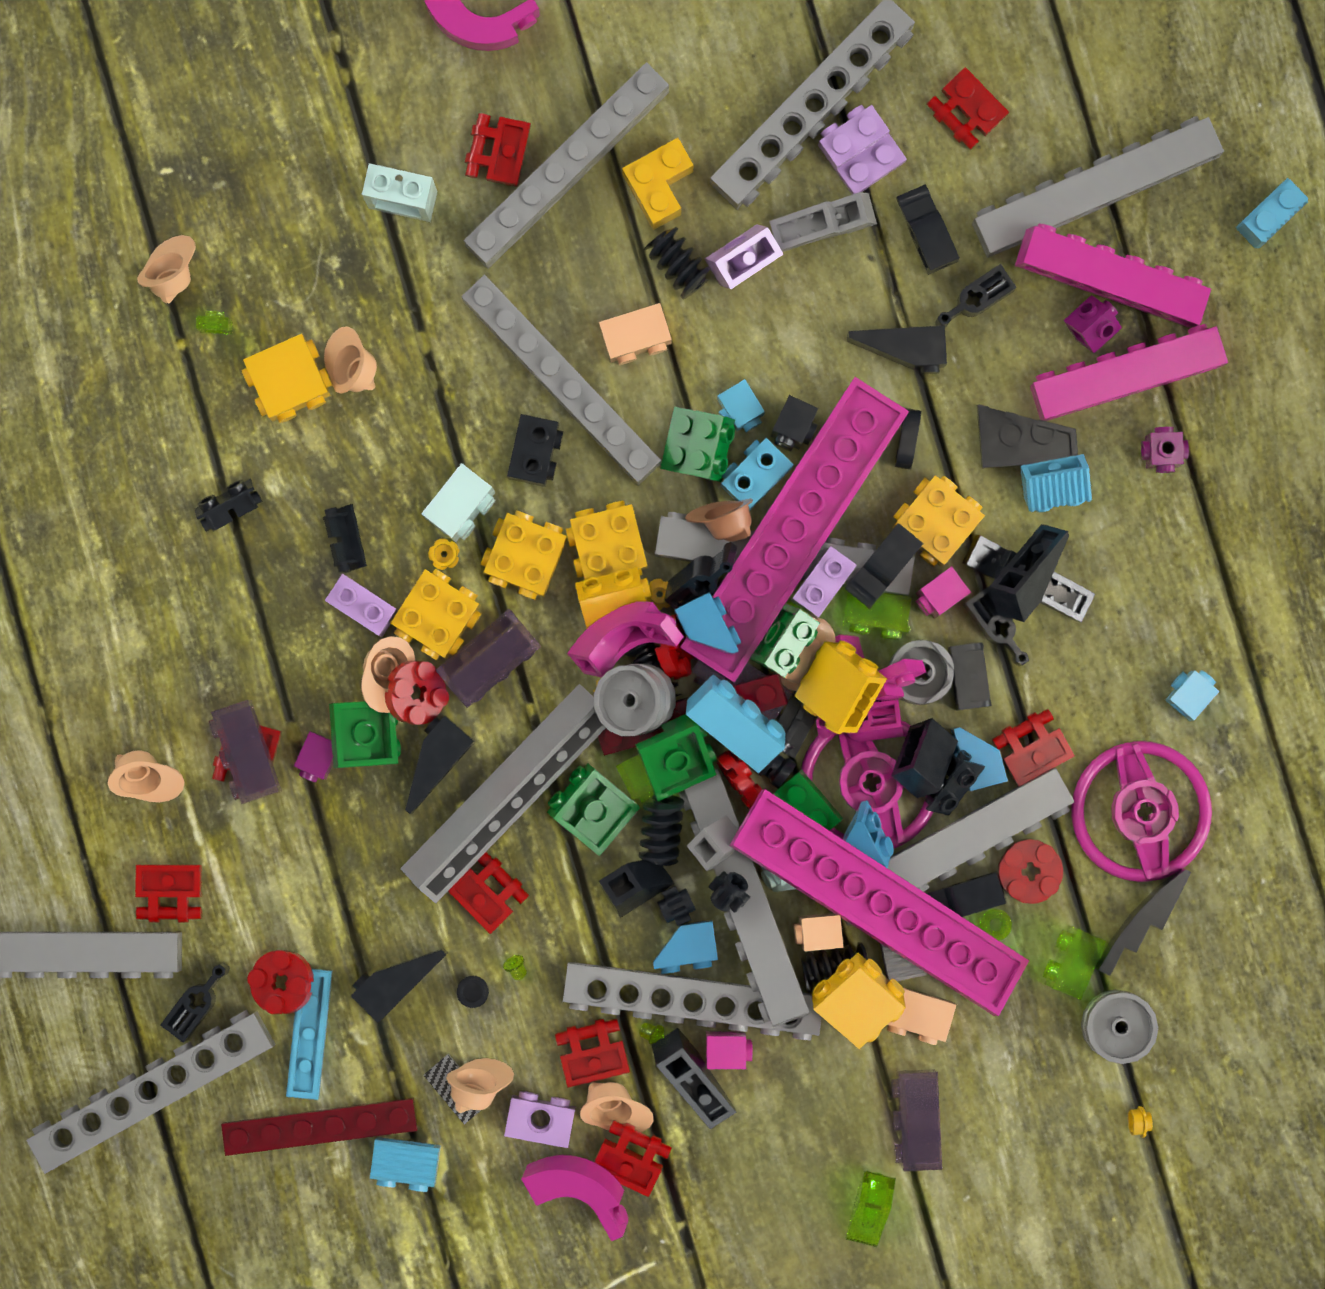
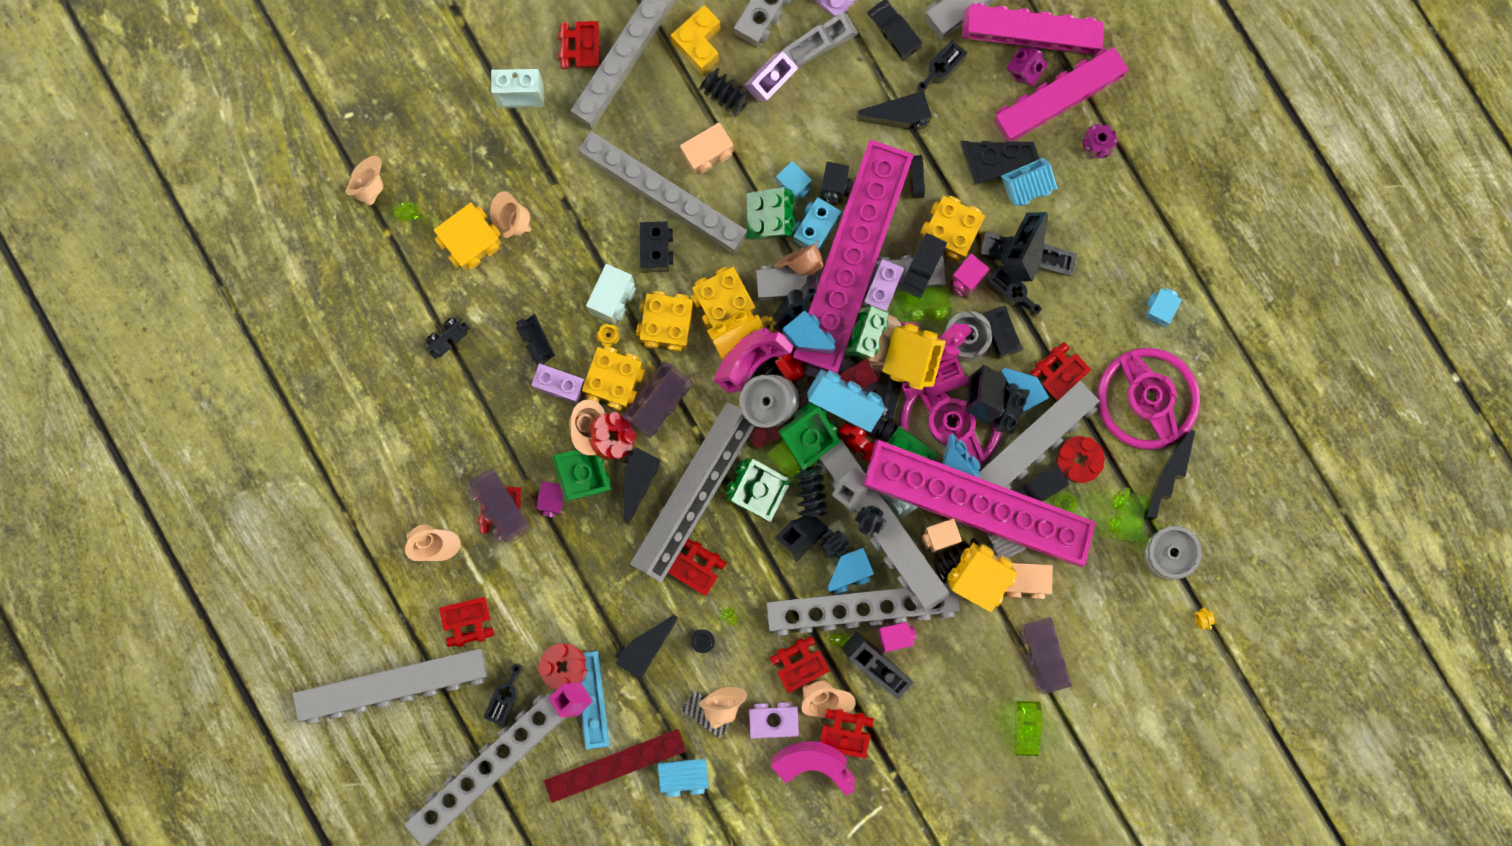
camera: 10 degrees left, 5 degrees down
(280, 1029) = (570, 700): none -> dark pink brick

